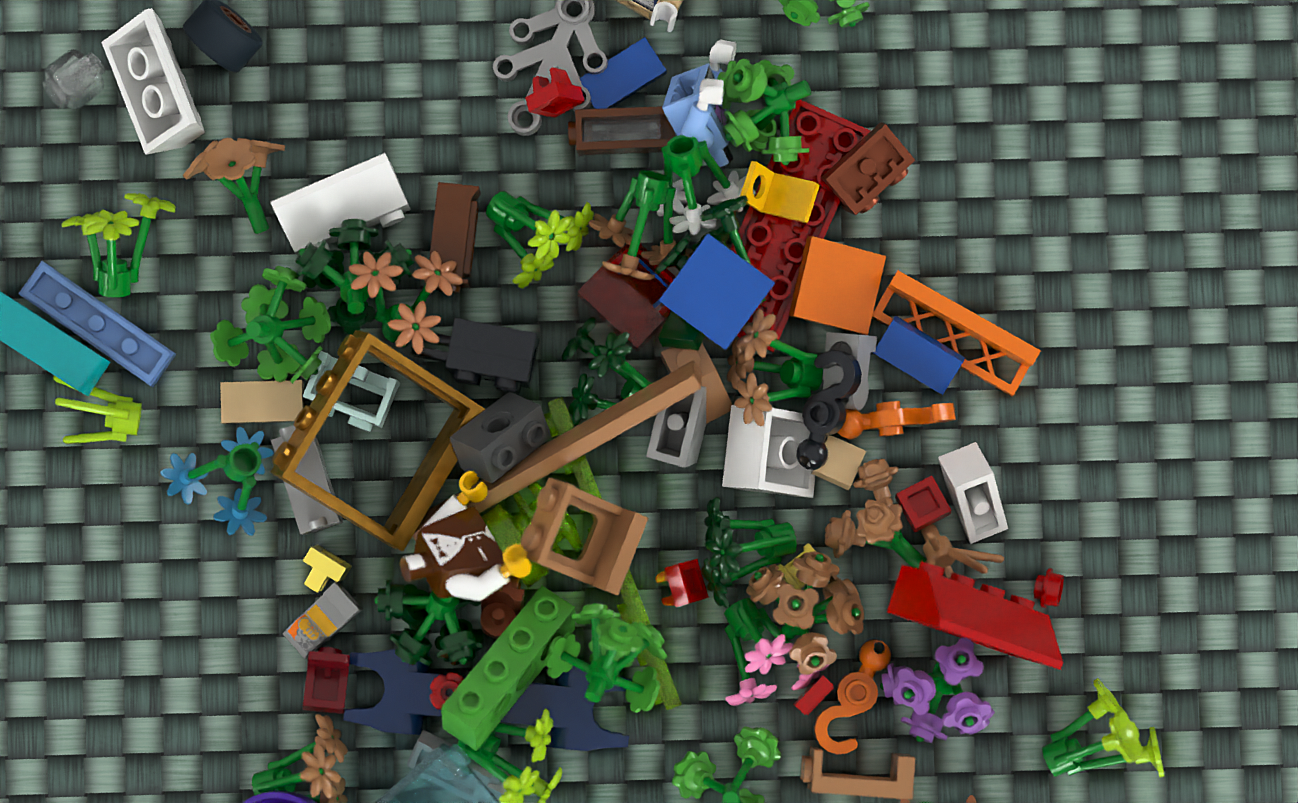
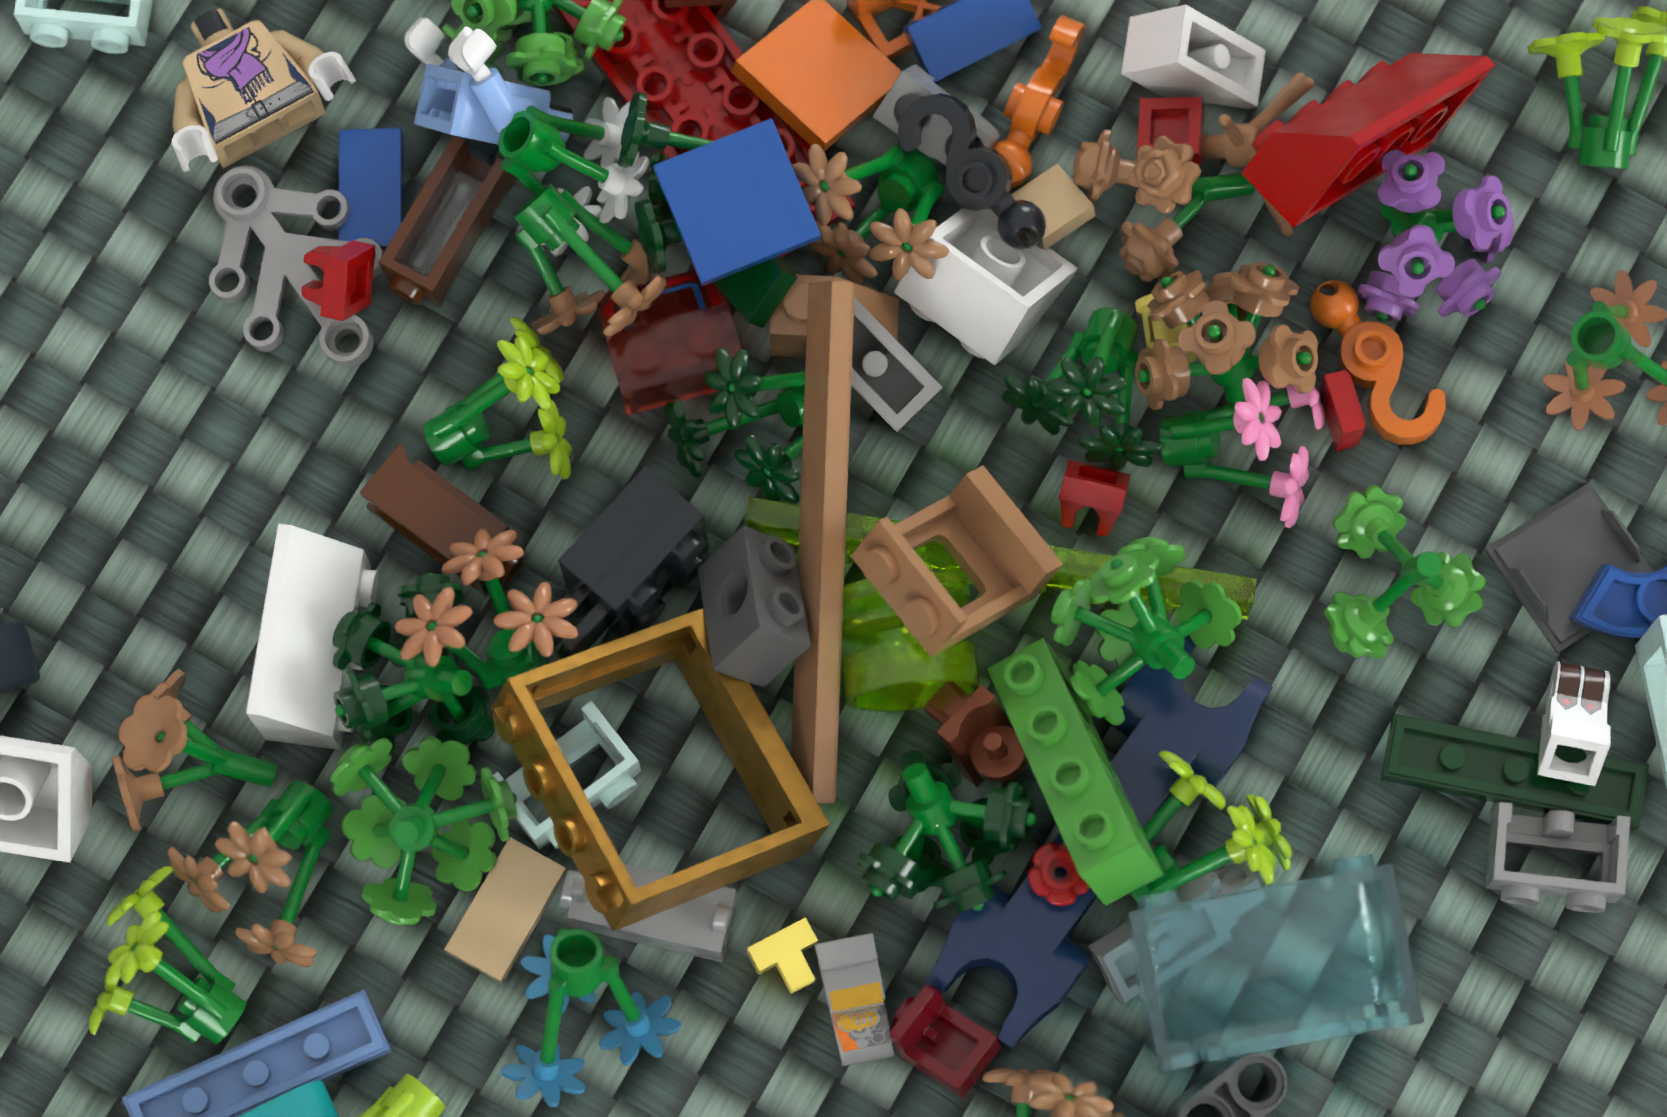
camera: 55 degrees left, 10 degrees down
(243, 258) = (290, 821): none -> plant
(460, 552) = (884, 733): torso -> none
(780, 194) = (659, 64): yellow bracket -> none
(897, 786) = (1517, 355): medium nougat window -> none
(1049, 588) = (1375, 40): red plate -> none

